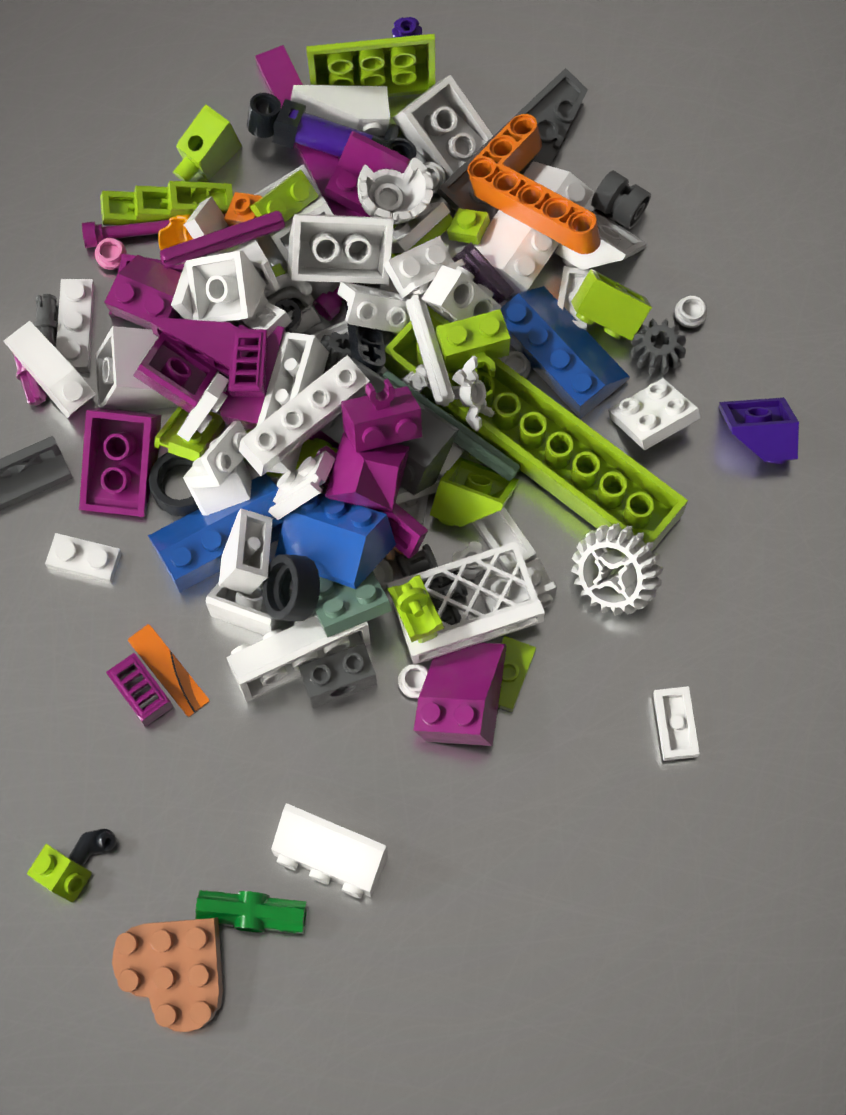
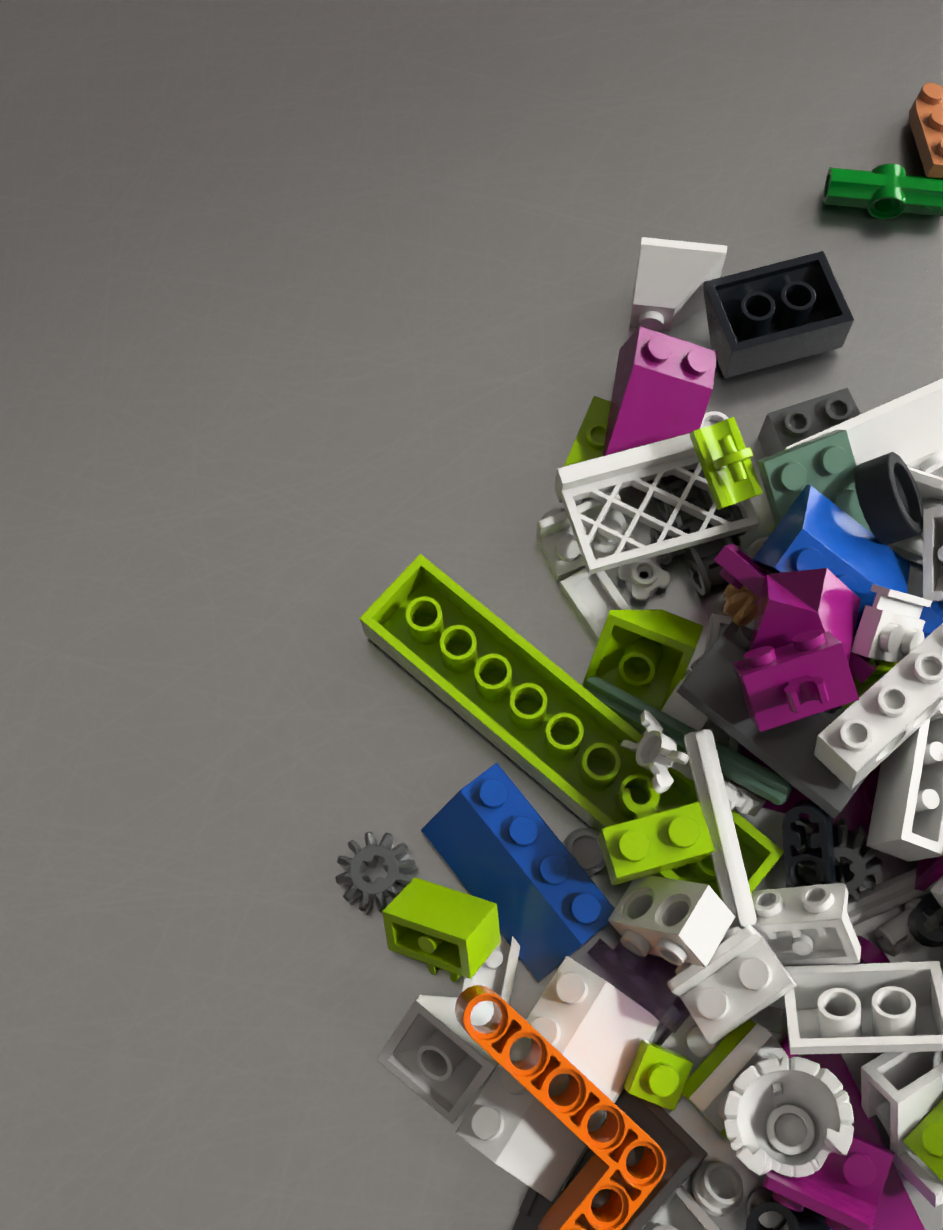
camera: 175 degrees left, 0 degrees up
(329, 852) = (782, 232): white slope -> none
(362, 772) = (776, 314): none -> black slope
(448, 800) = (672, 280): none -> white slope
(607, 550) = (459, 537): white gear -> none
(622, 200) = (431, 1135): dark grey wheel -> none
(654, 414) = (392, 763): white plate -> none
(676, 723) = (399, 378): white plate -> none
(691, 311) = (322, 934): white plate -> none
(764, 427) = (245, 746): dark purple slope -> none

